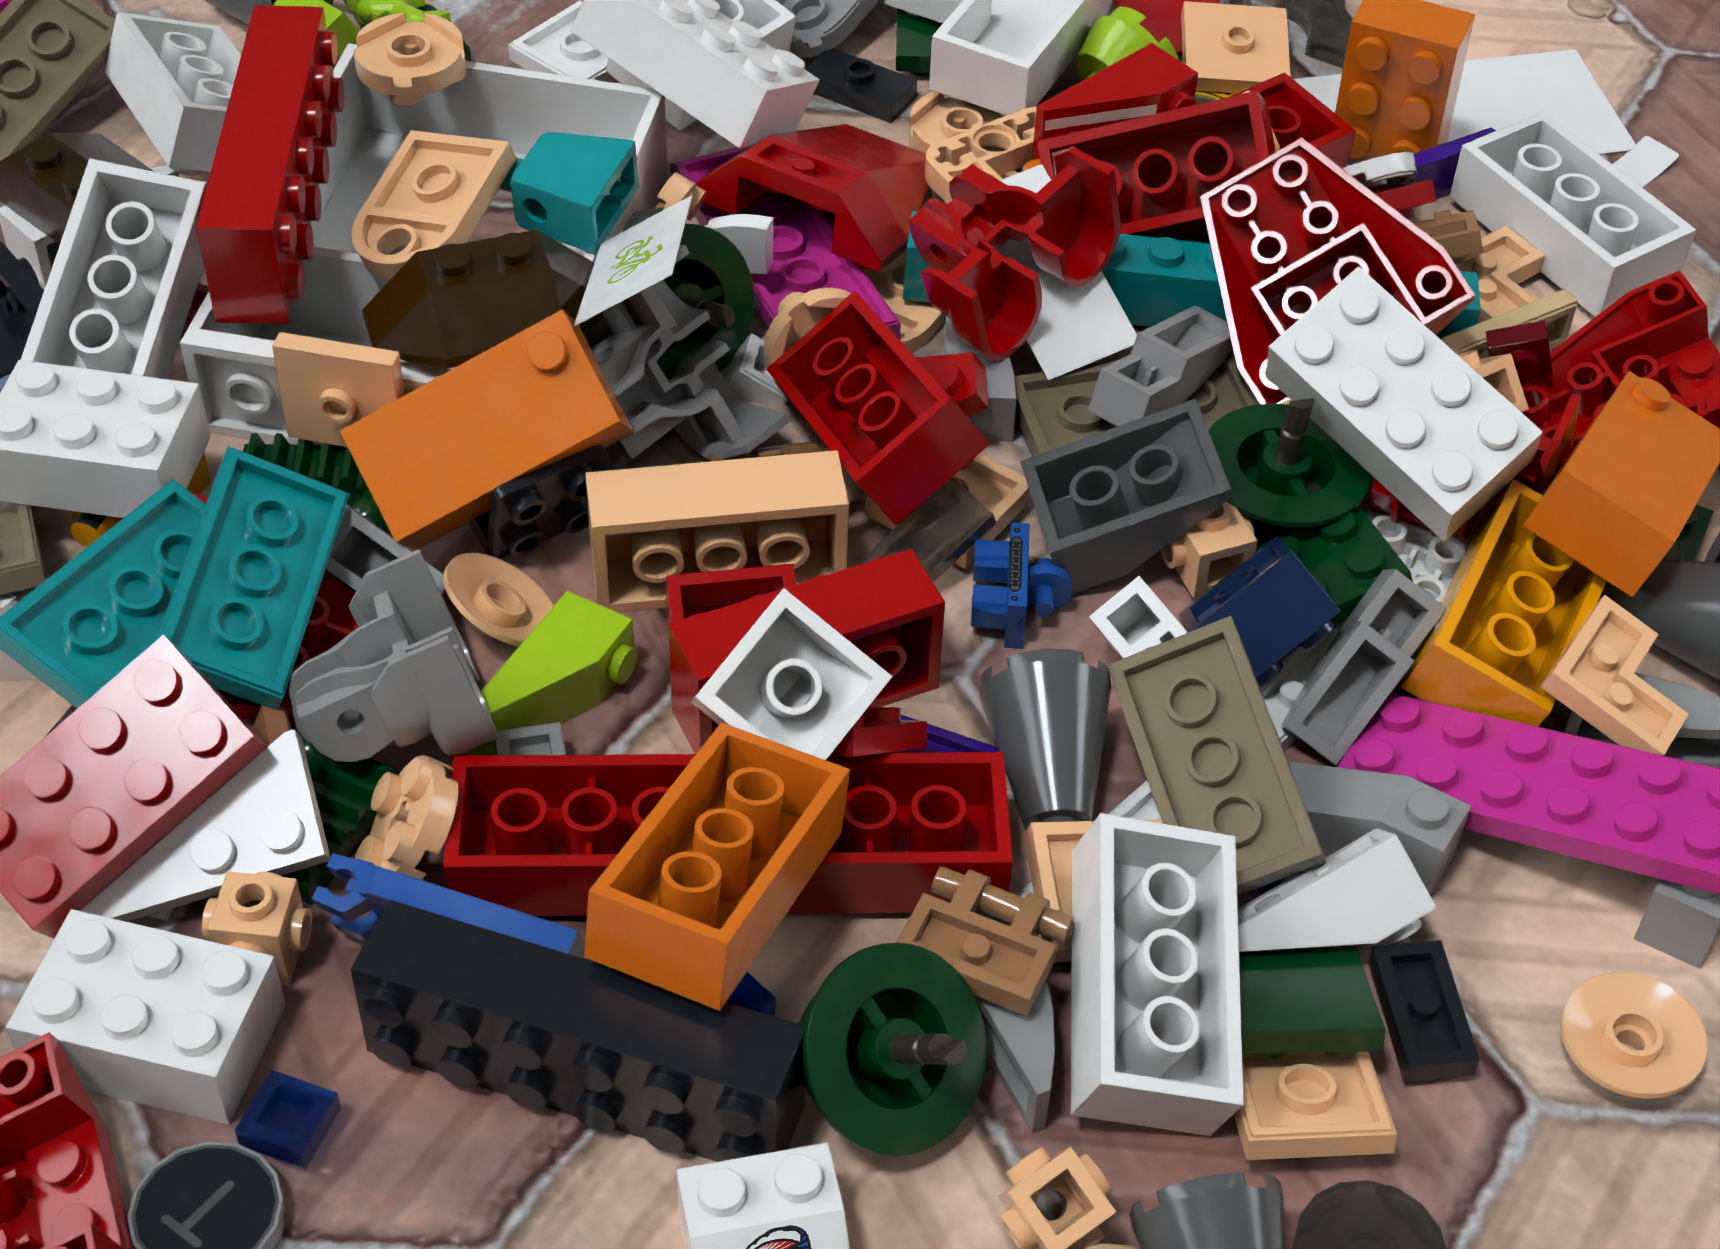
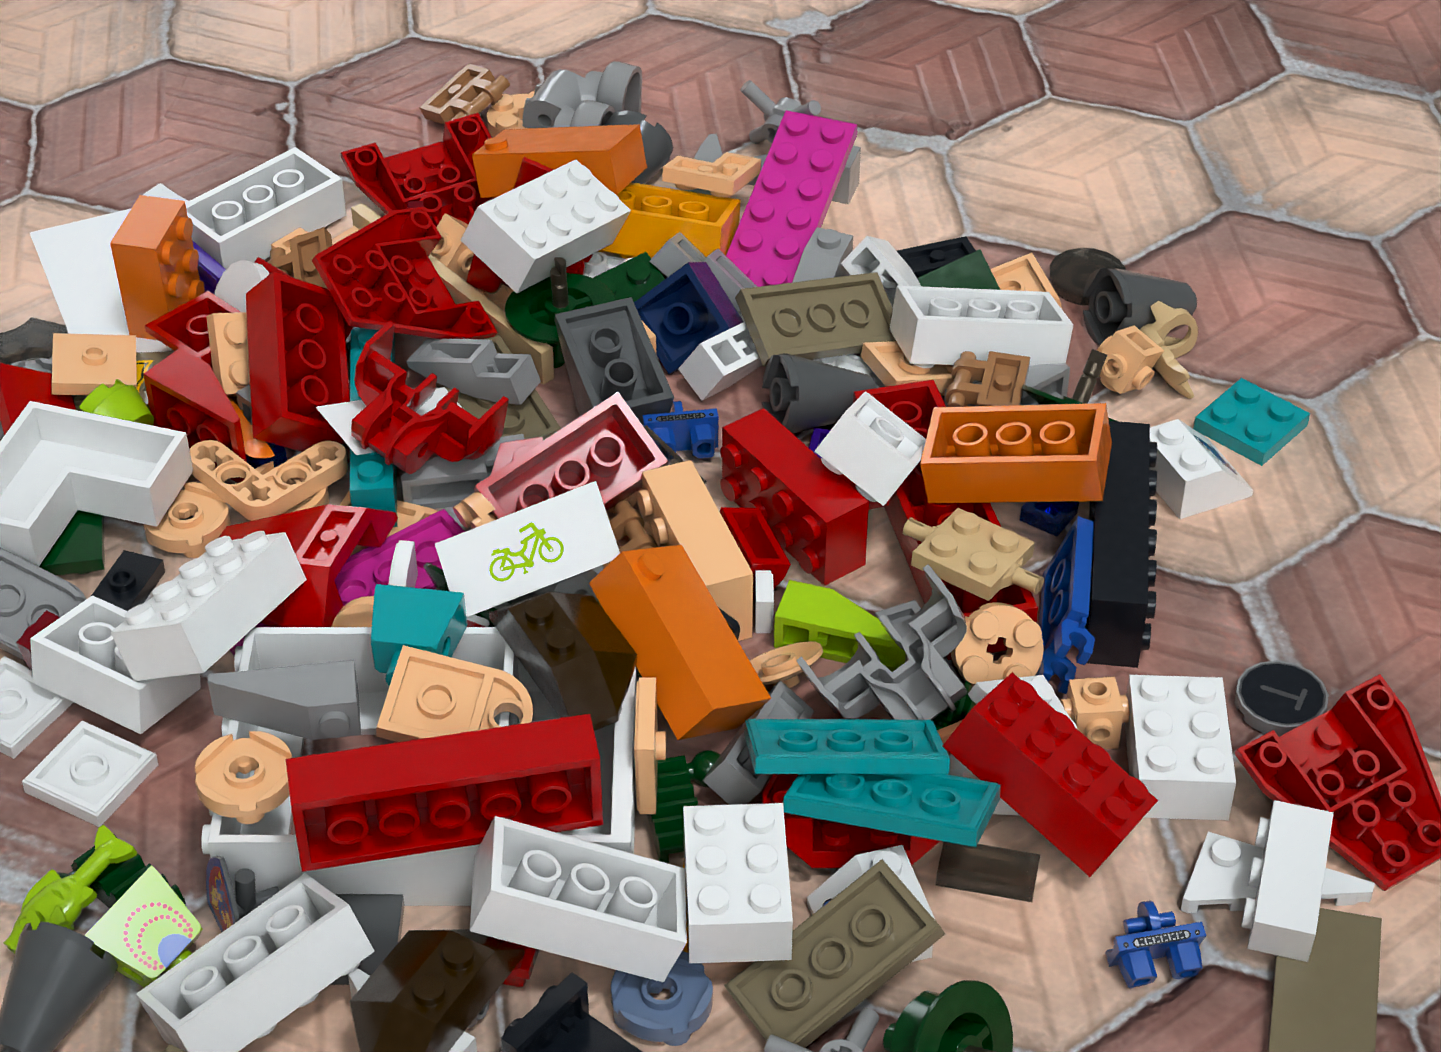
camera: 100 degrees left, 5 degrees down
(288, 1119) = (1212, 664): clear blue plate -> none
(497, 87) = (295, 700): none -> light grey slope
(562, 797) = (974, 554): none -> tan plate
(639, 602) = (764, 601): none -> white tile
(1641, 1013) = (925, 190): light nougat dish -> none

